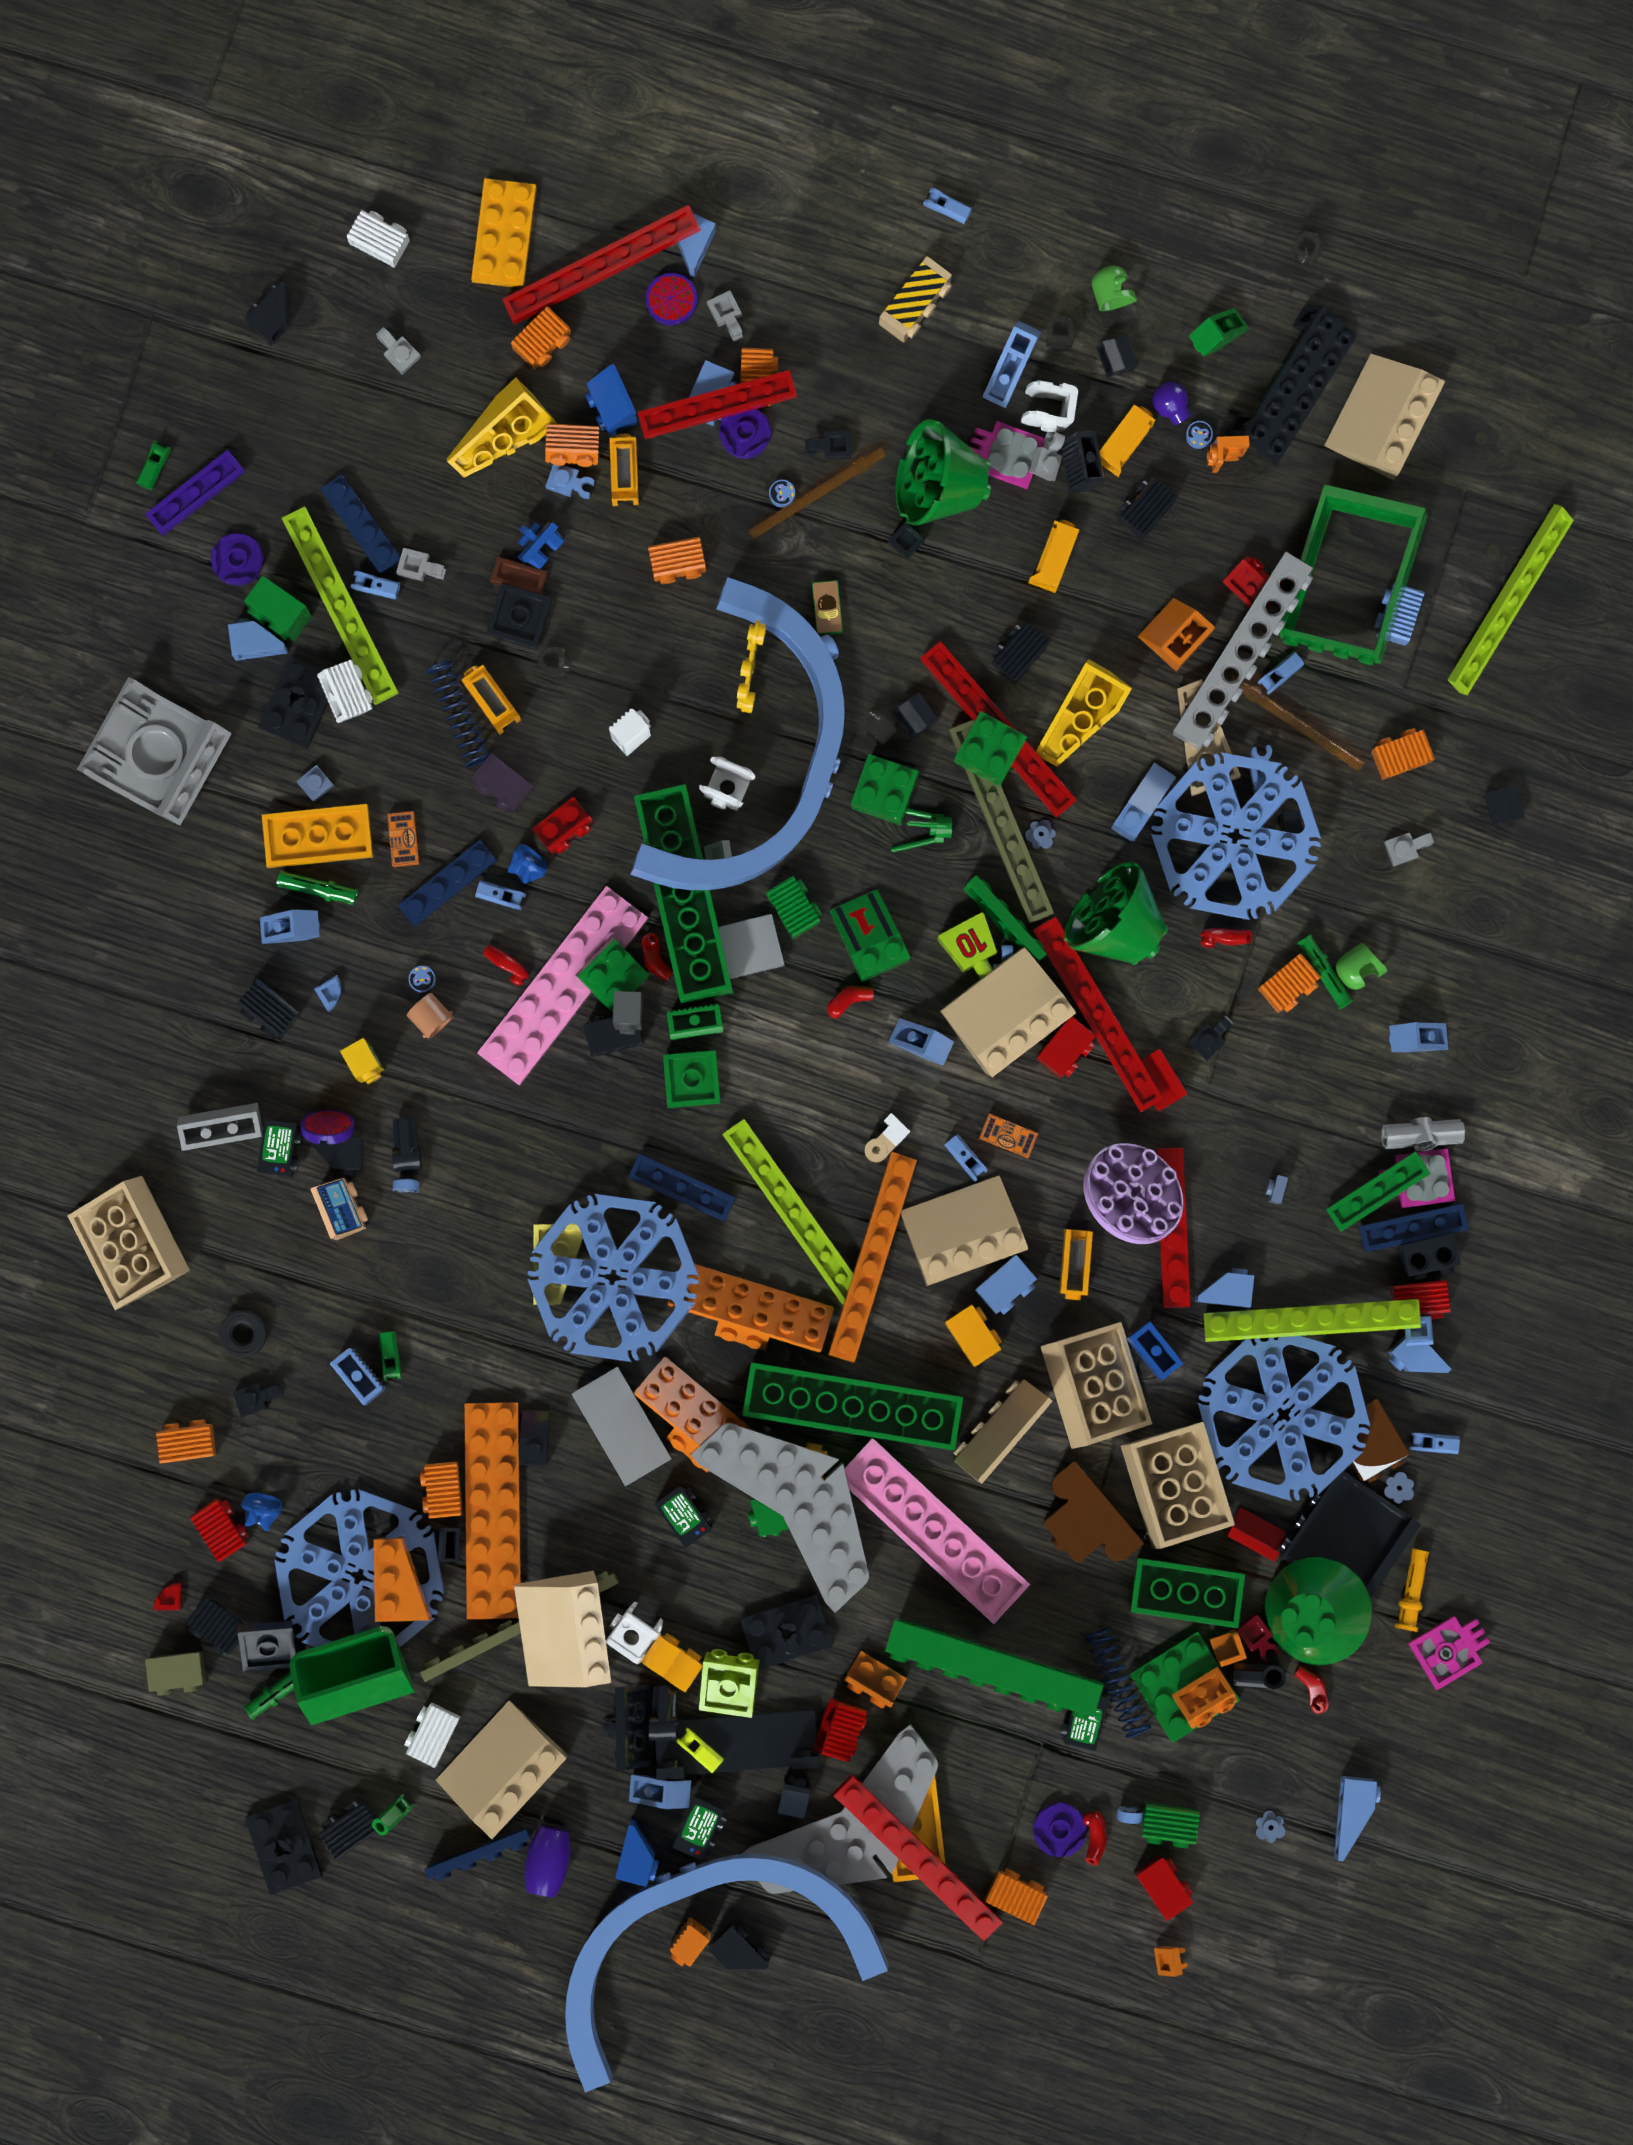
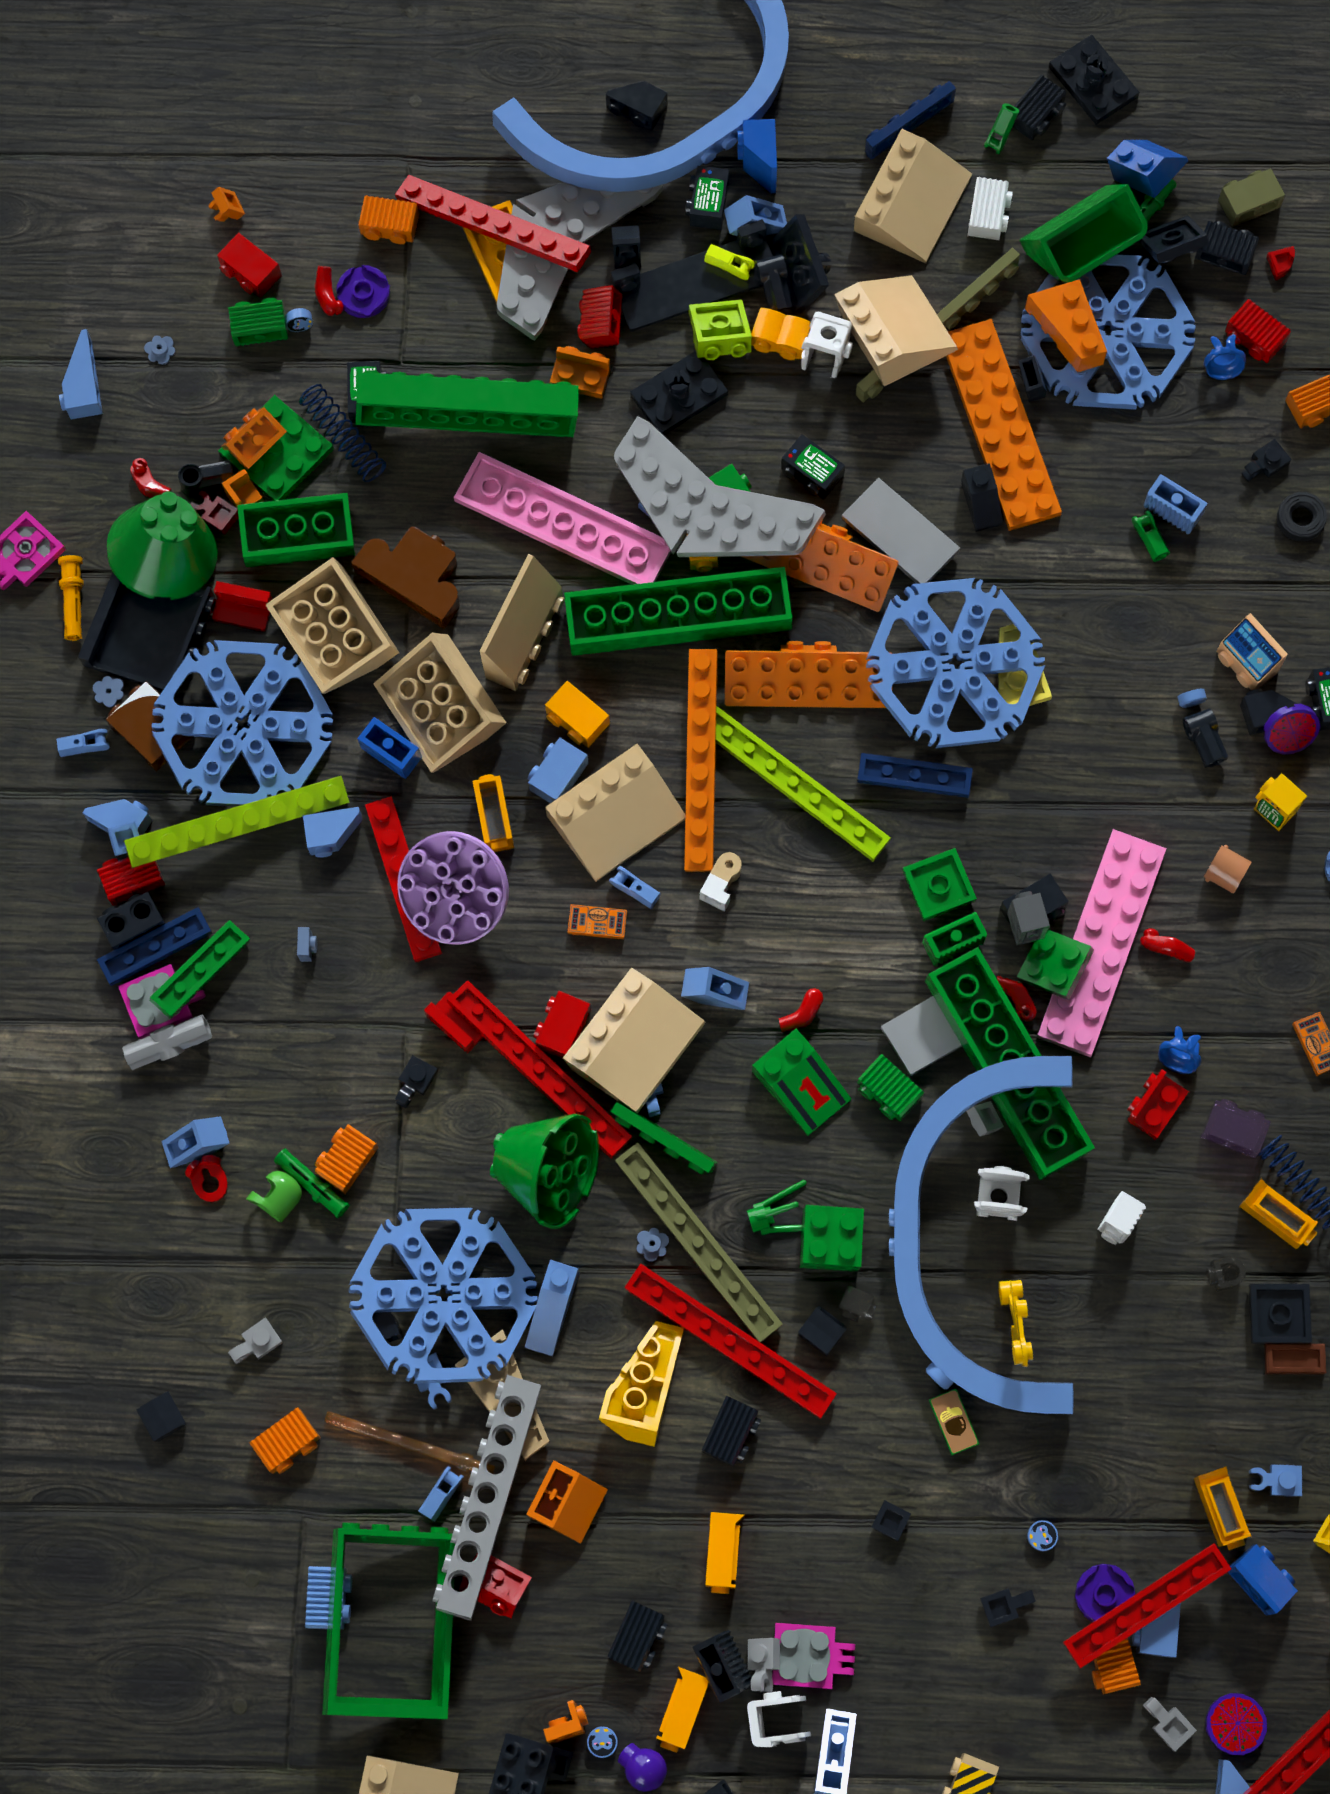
camera: 175 degrees right, 10 degrees down
(265, 1734) = (1144, 165): none -> blue slope
(422, 979) = (1248, 907): medium blue tile -> none
(442, 1489) = (1055, 426): orange brick -> none
(447, 883) = (1256, 1012): dark blue plate -> none
(496, 893) = (1201, 1014): medium blue bar -> none
(547, 1861) = (843, 128): dark purple piece -> none
(548, 535) = (1291, 1387): blue hips -> none
(572, 444) = (1289, 1518): orange brick -> none
(677, 560) = (1132, 1425): orange brick -> none
(689, 1942) = (686, 94): orange brick -> none
(859, 466) = (967, 1592): clear orange bar -> none
(939, 475) = (876, 1596): green cone -> none
(970, 945) = (693, 1102): lime torso -> none
(990, 749) = (732, 1309): green brick -> none
(1225, 936) = (427, 1190): red arm -> none
(1425, 1011) = (195, 1170): none -> red piece
(1510, 599) = (207, 1652): lime plate -> none

